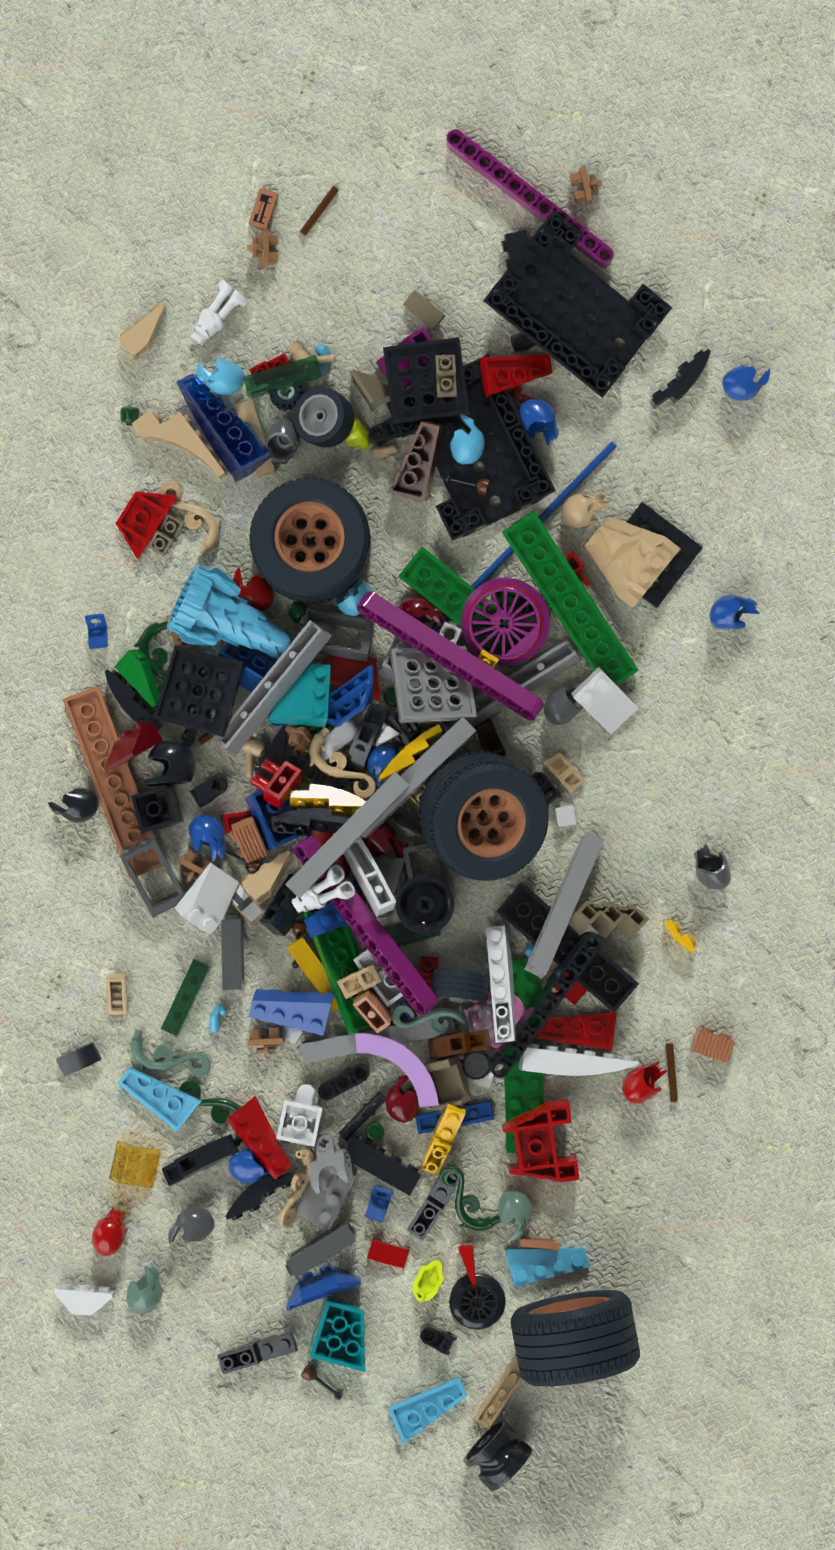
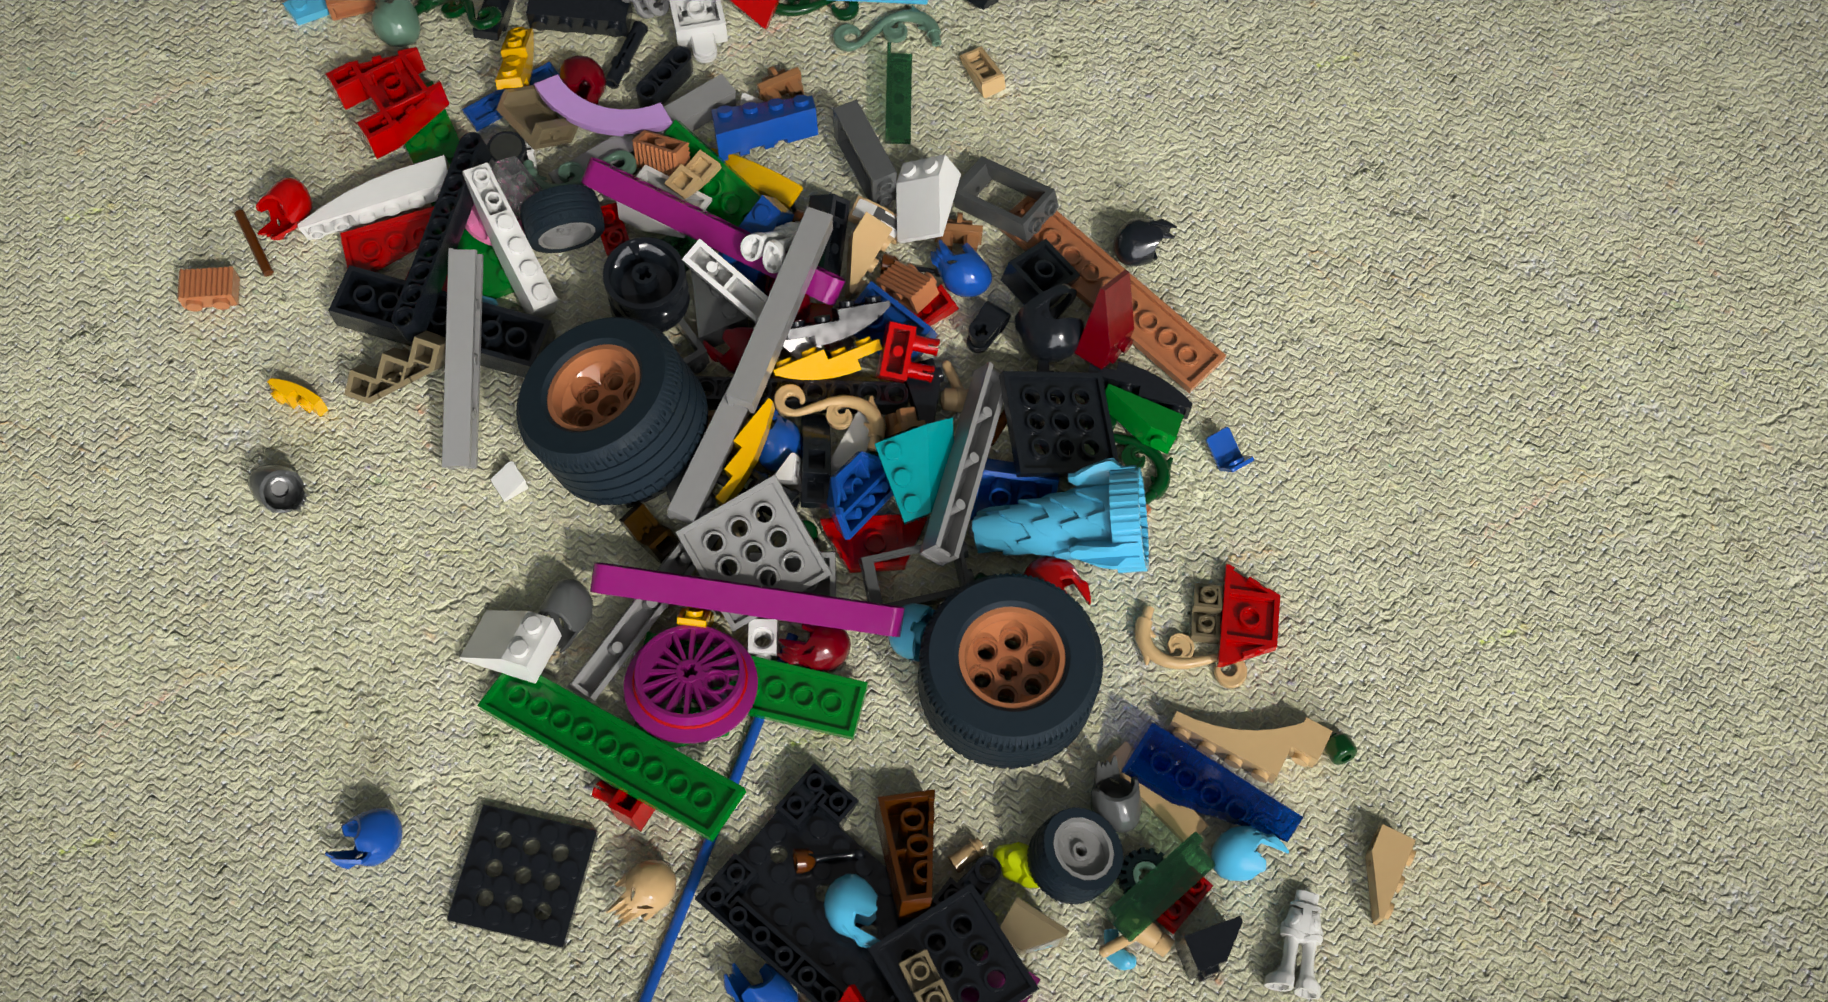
camera: 150 degrees right, 20 degrees down
(214, 1017) = (852, 86): medium azure arm -> none
(271, 331) = (1208, 949): none -> black slope
(374, 1131) = (604, 46): dark green piece -> none
(459, 1043) = (533, 150): reddish brown slope -> none
(548, 788) = (546, 501): black piece -> none
(564, 771) = (531, 536): tan slope -> none
(629, 557) = (546, 854): tan wedge -> none

